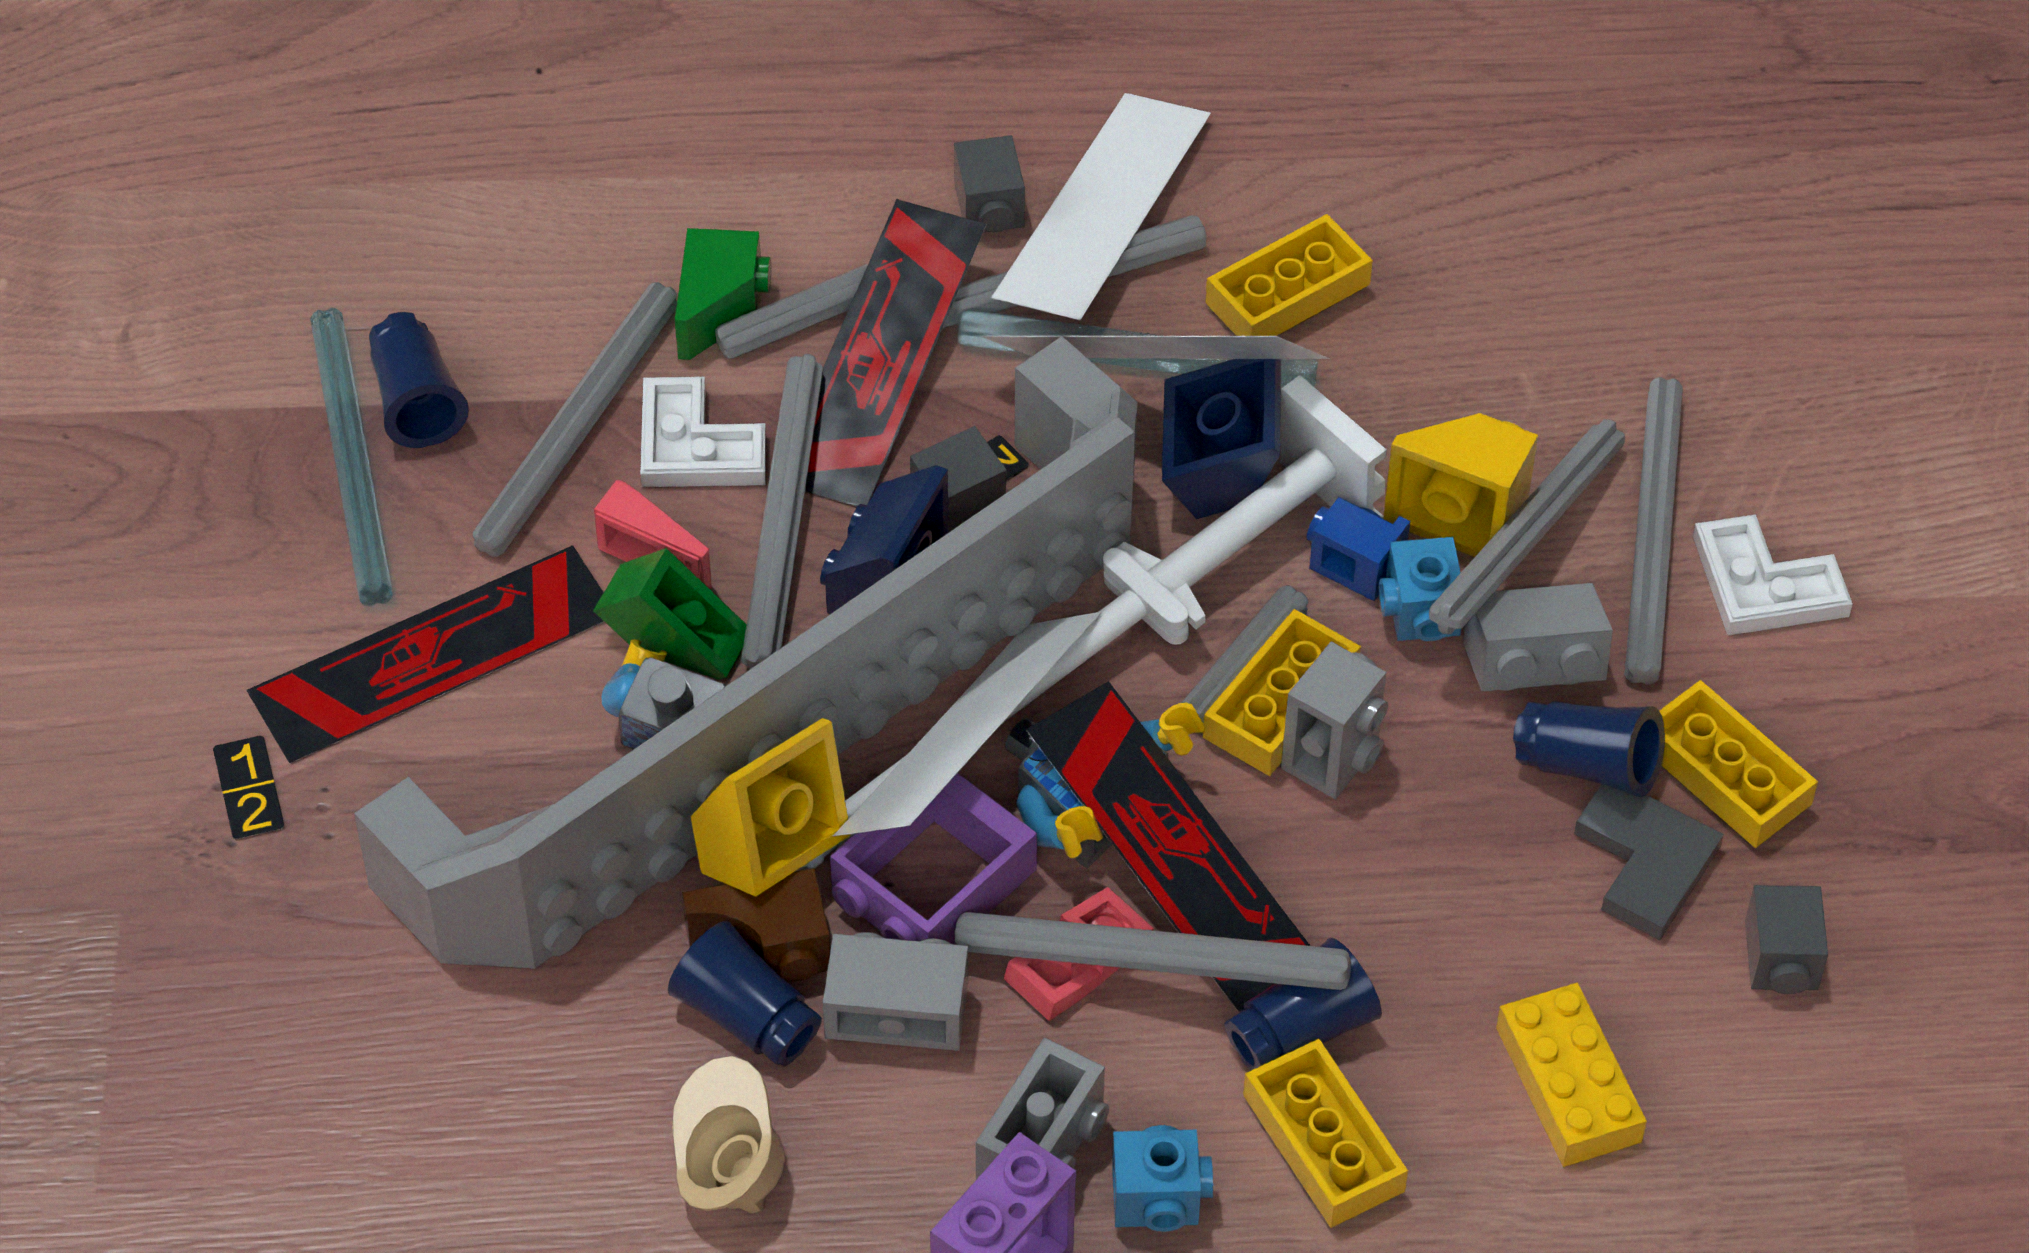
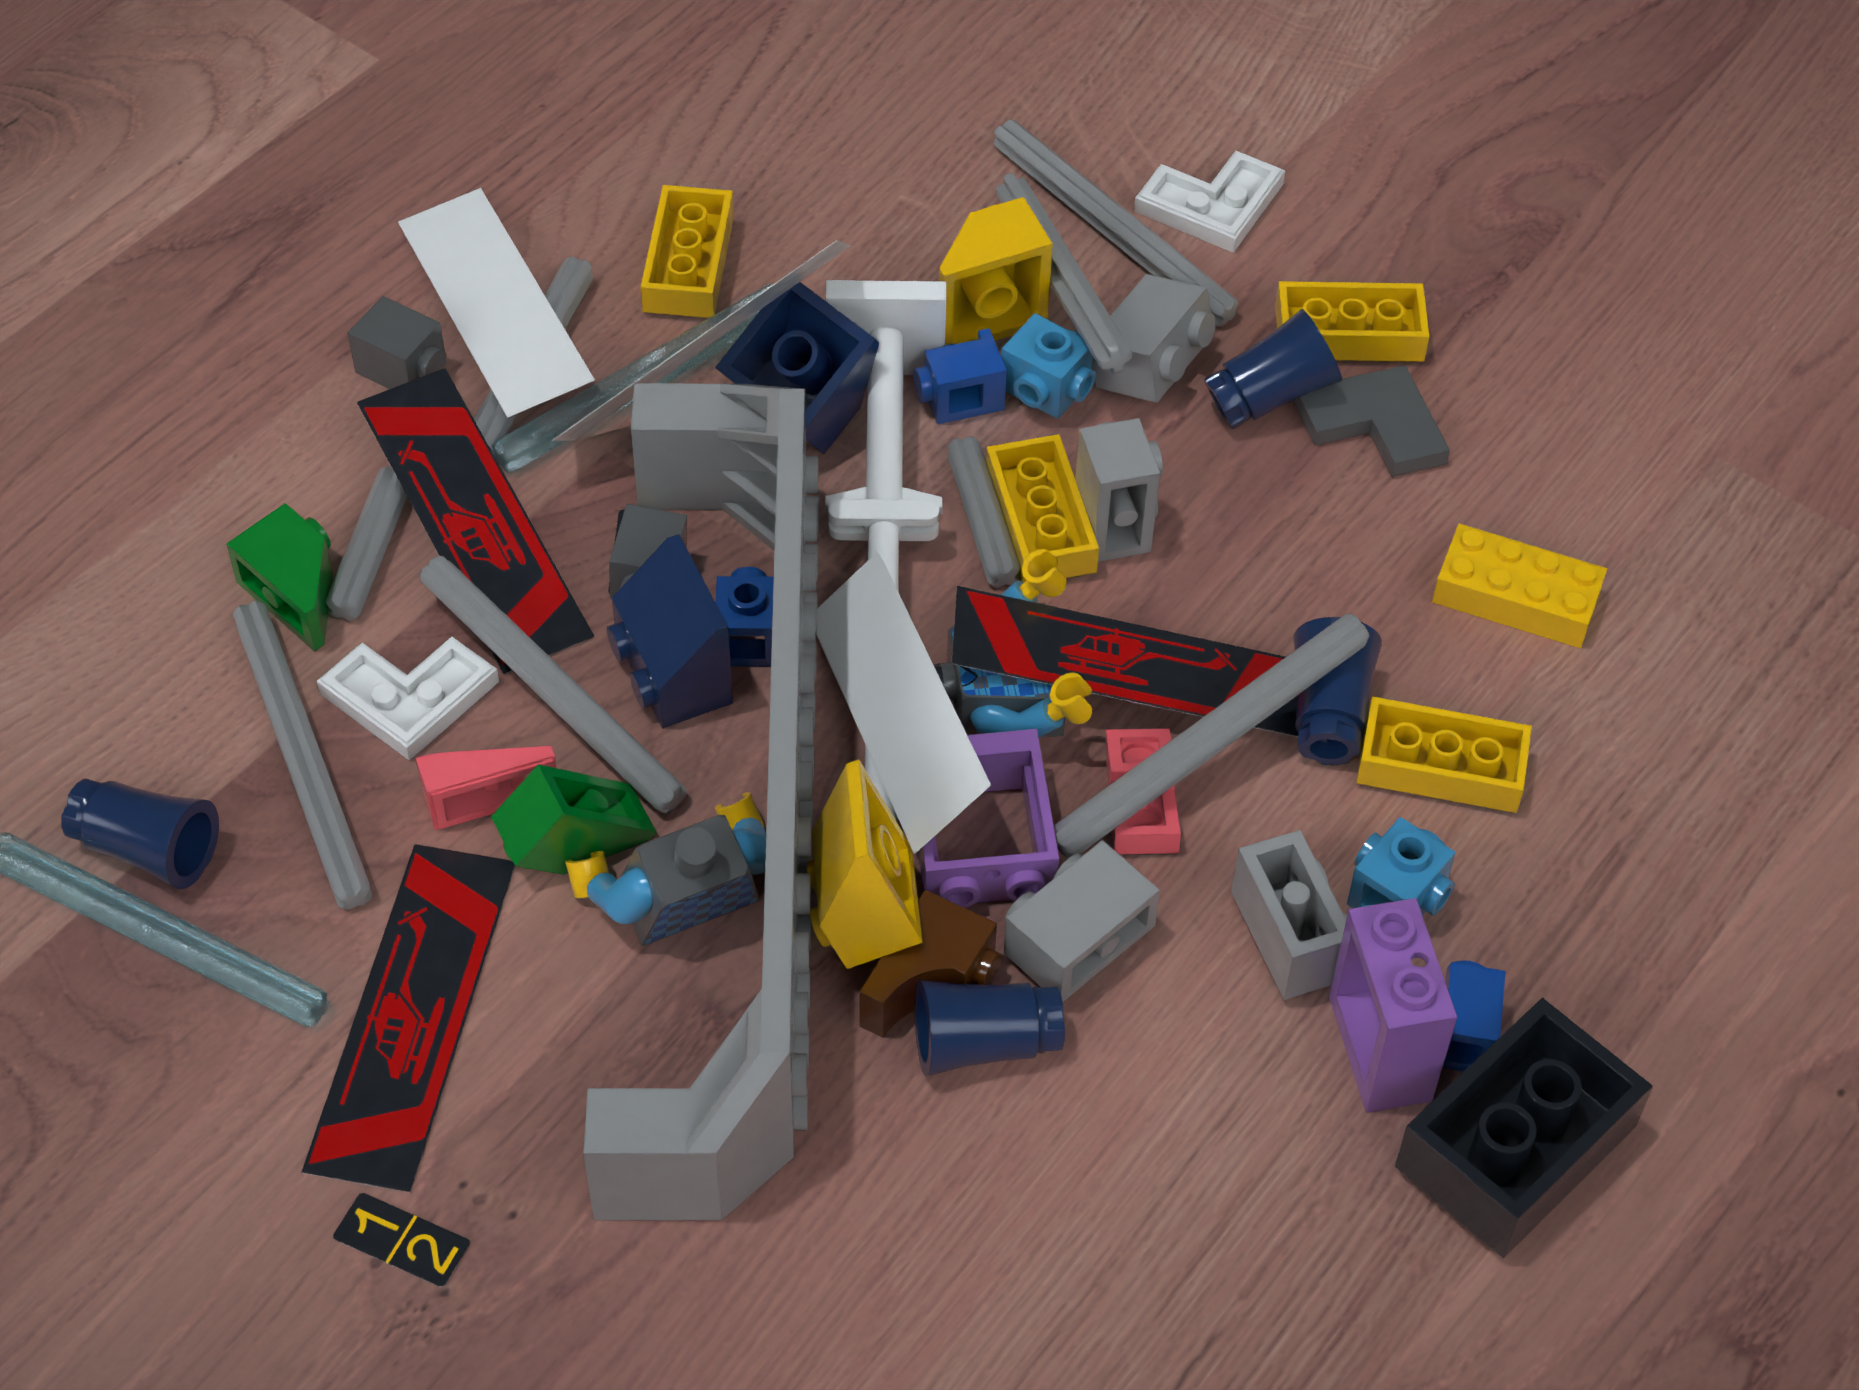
camera: 50 degrees left, 0 degrees up
(726, 1138) = (1111, 1125): tan piece -> none
(1786, 938) = (1525, 393): dark grey brick -> none

